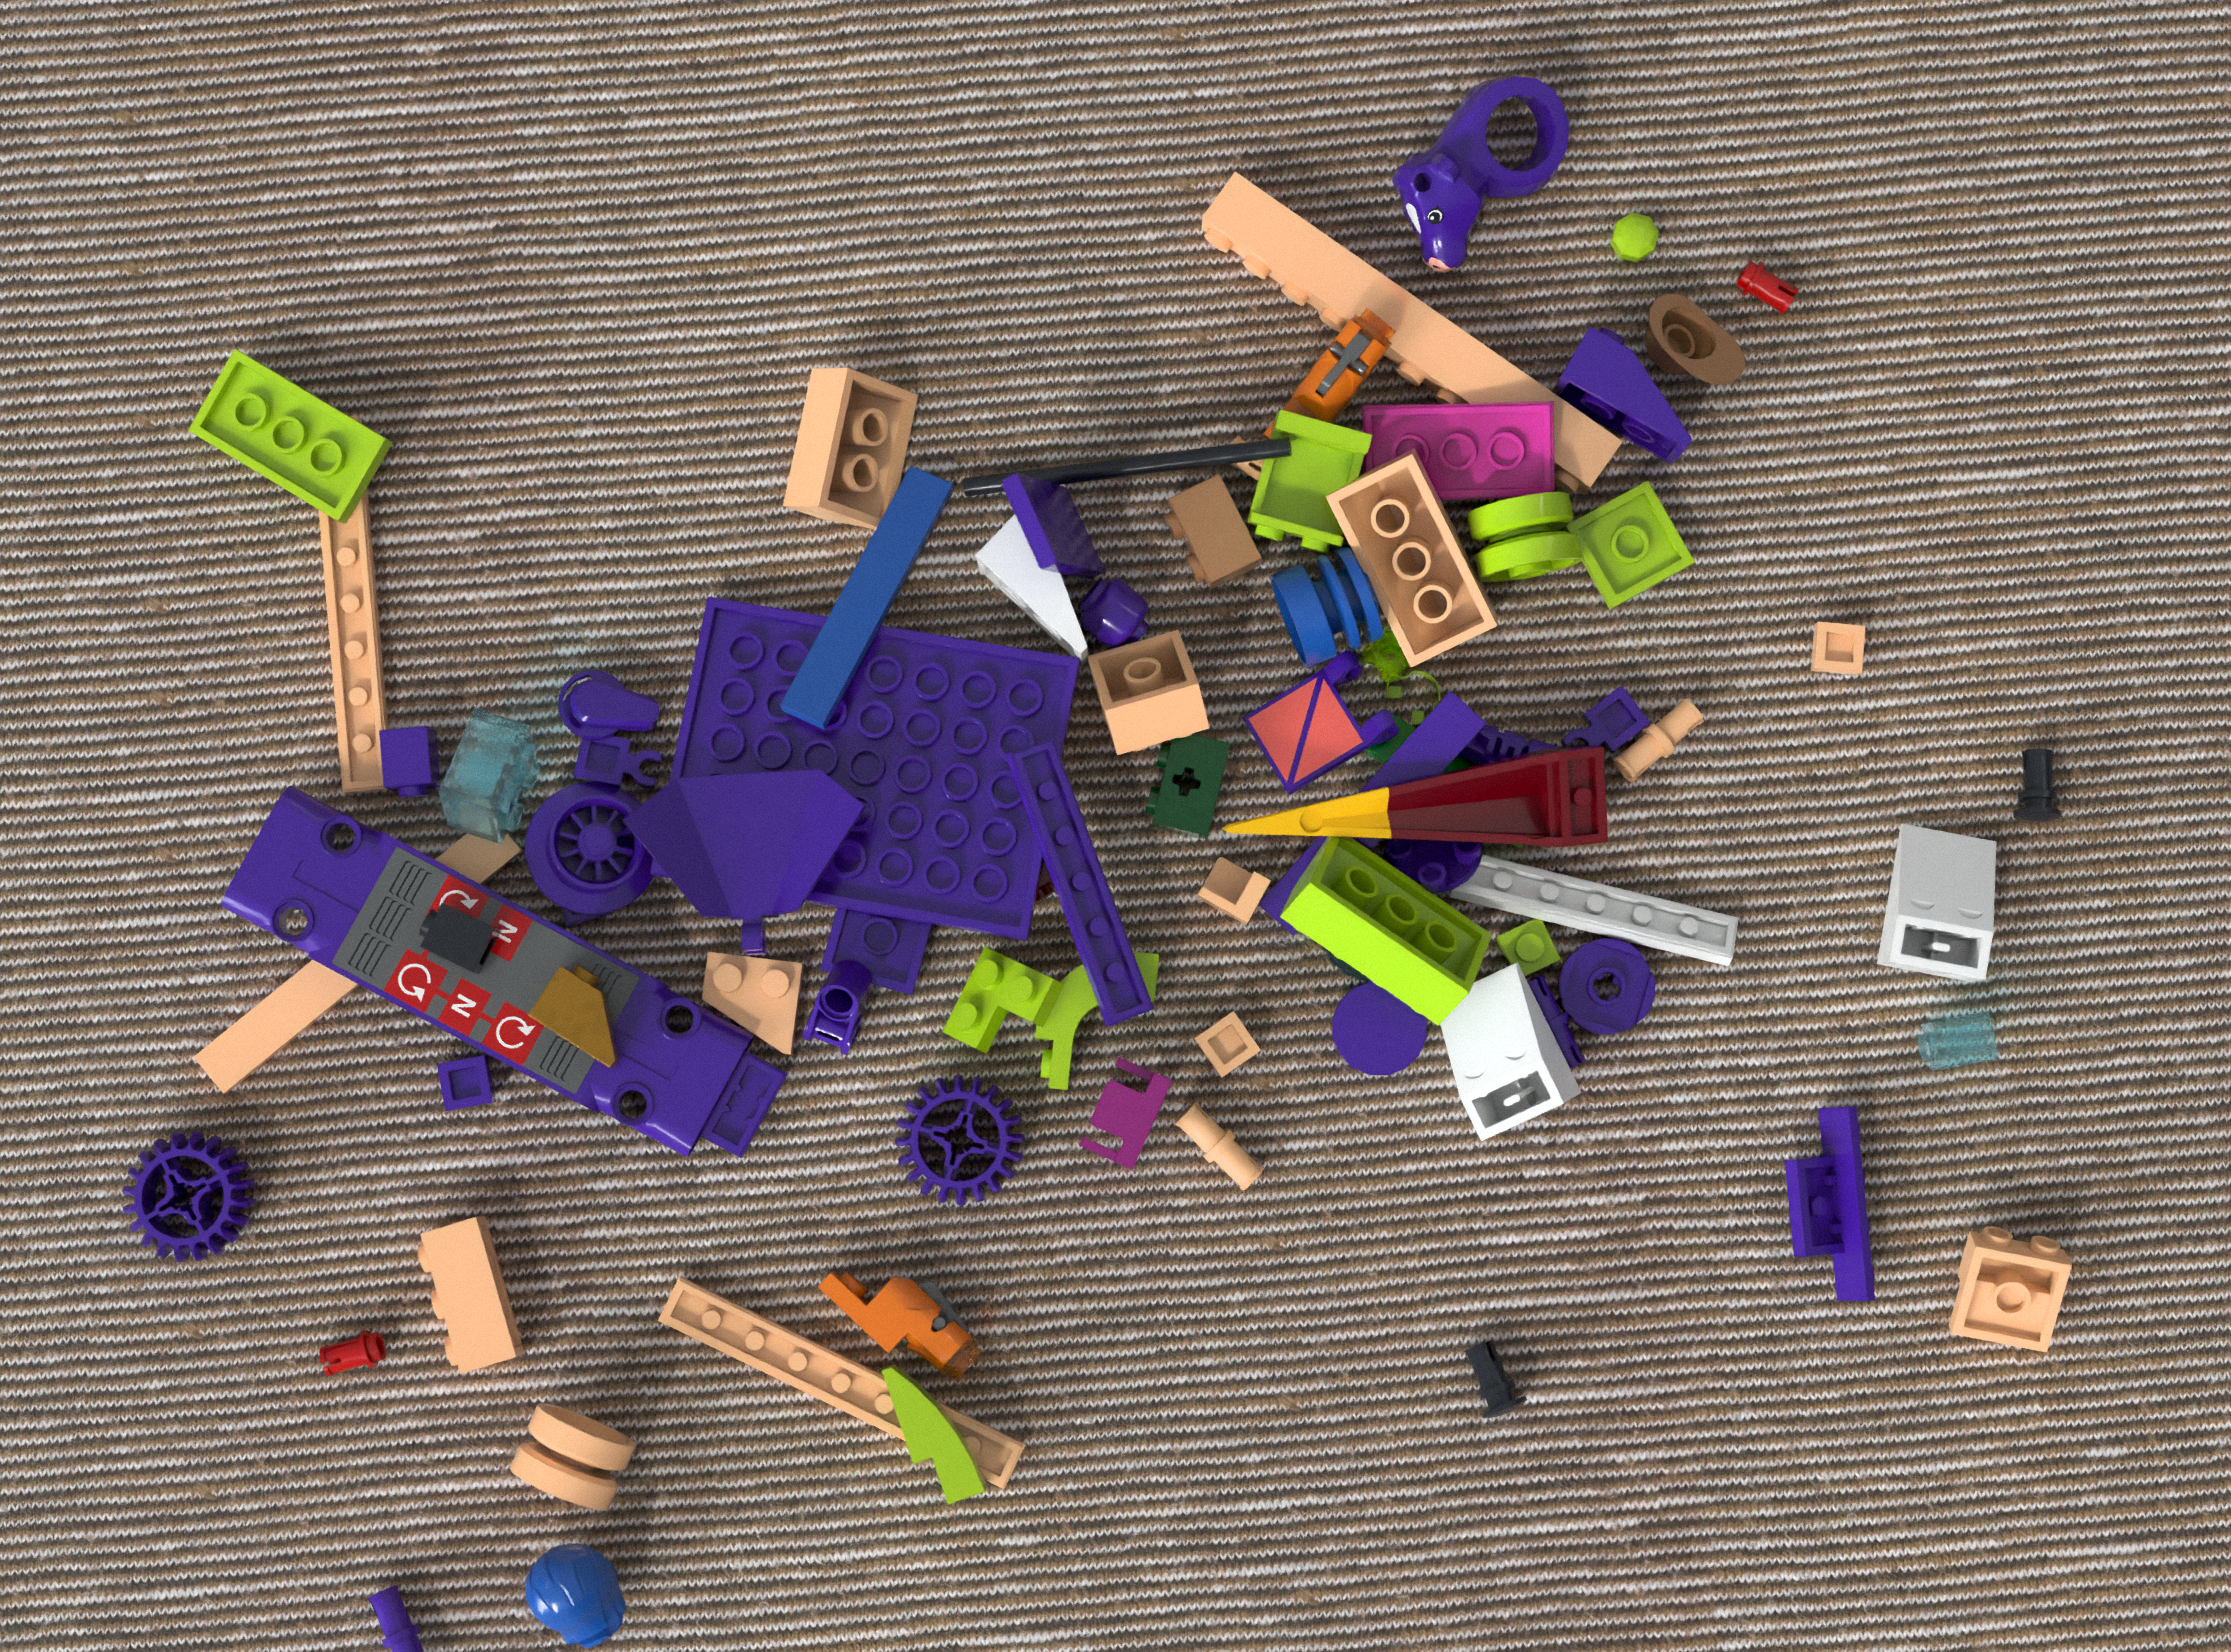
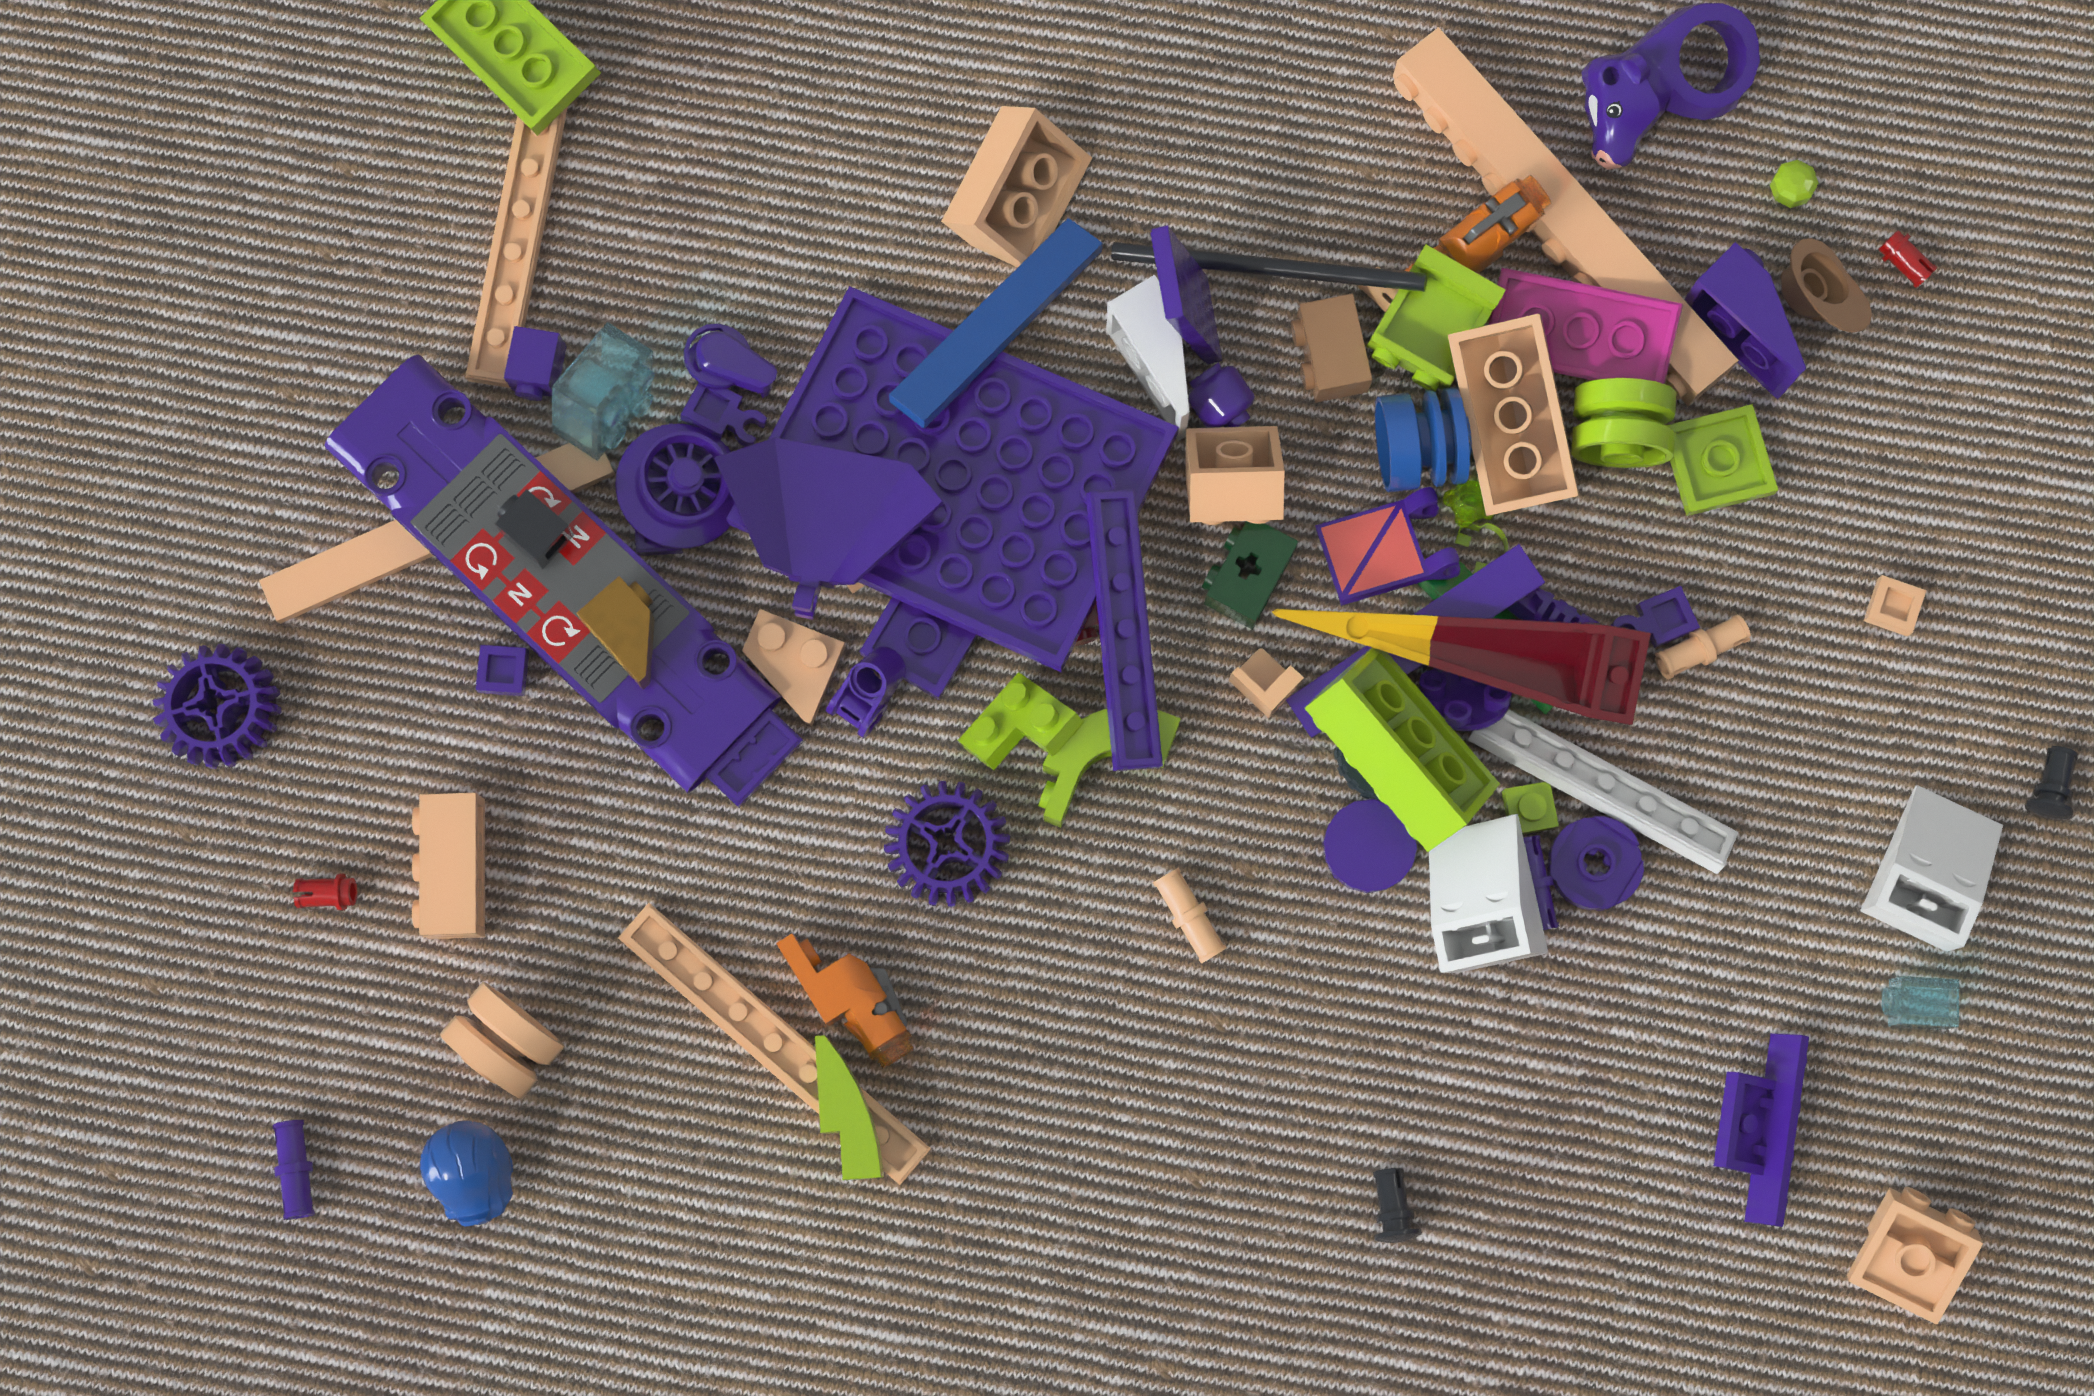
camera: 15 degrees right, 5 degrees down
(1127, 1114) = (1111, 858): magenta panel -> none
(1227, 1044) = (1222, 822): light nougat plate -> none

